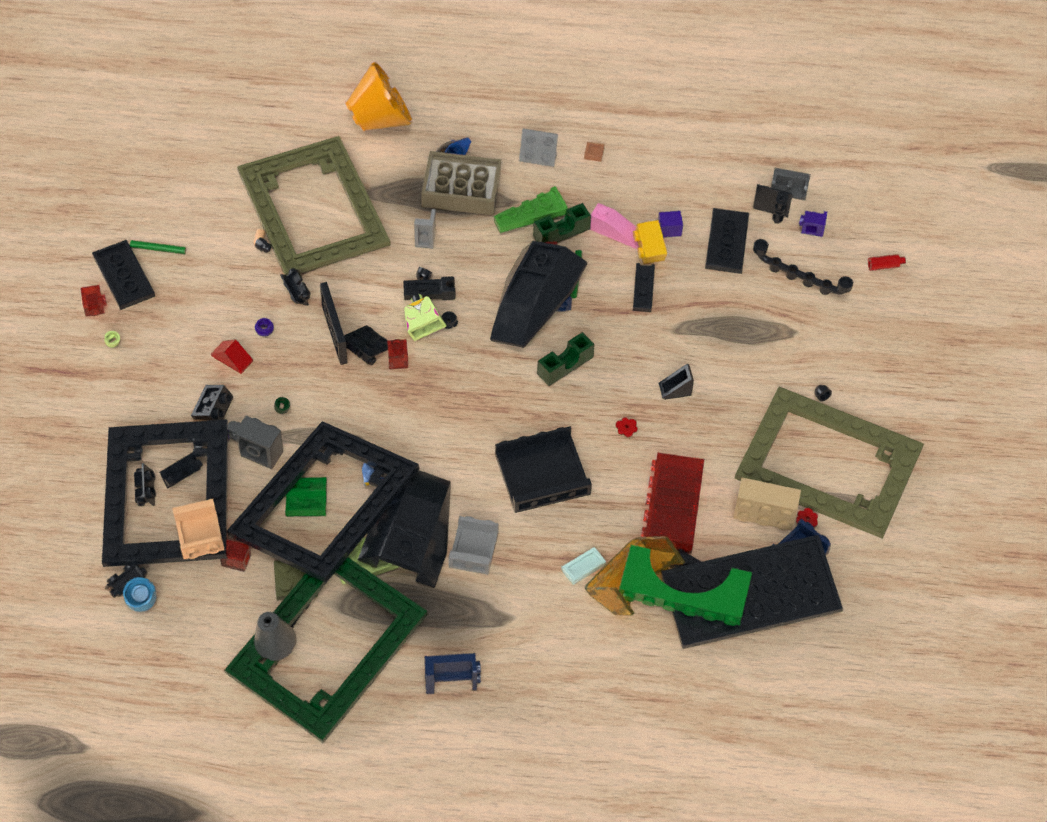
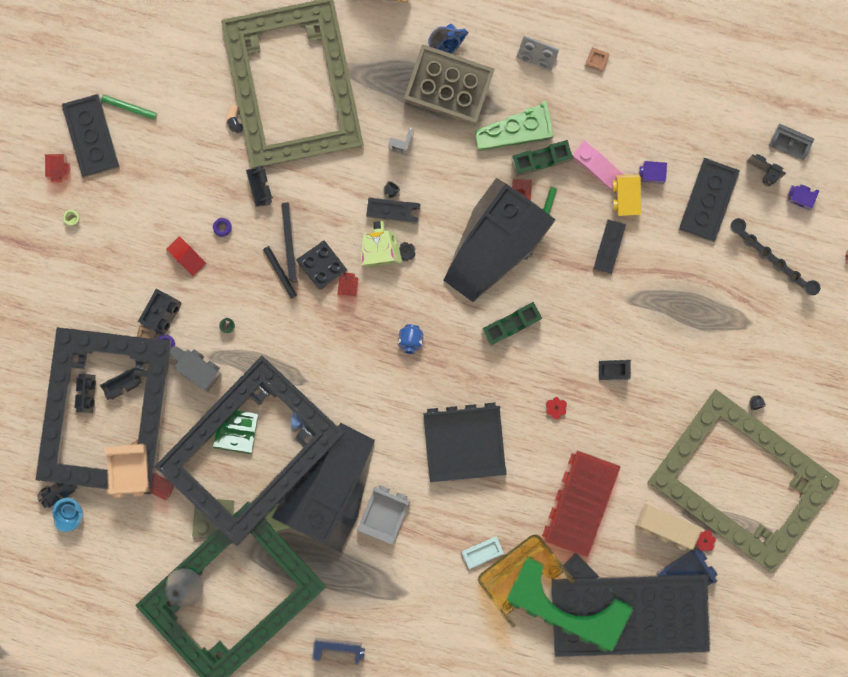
camera: 10 degrees right, 30 degrees up
(327, 356) = (280, 273): none -> black bar
(468, 388) = (410, 338): none -> blue head

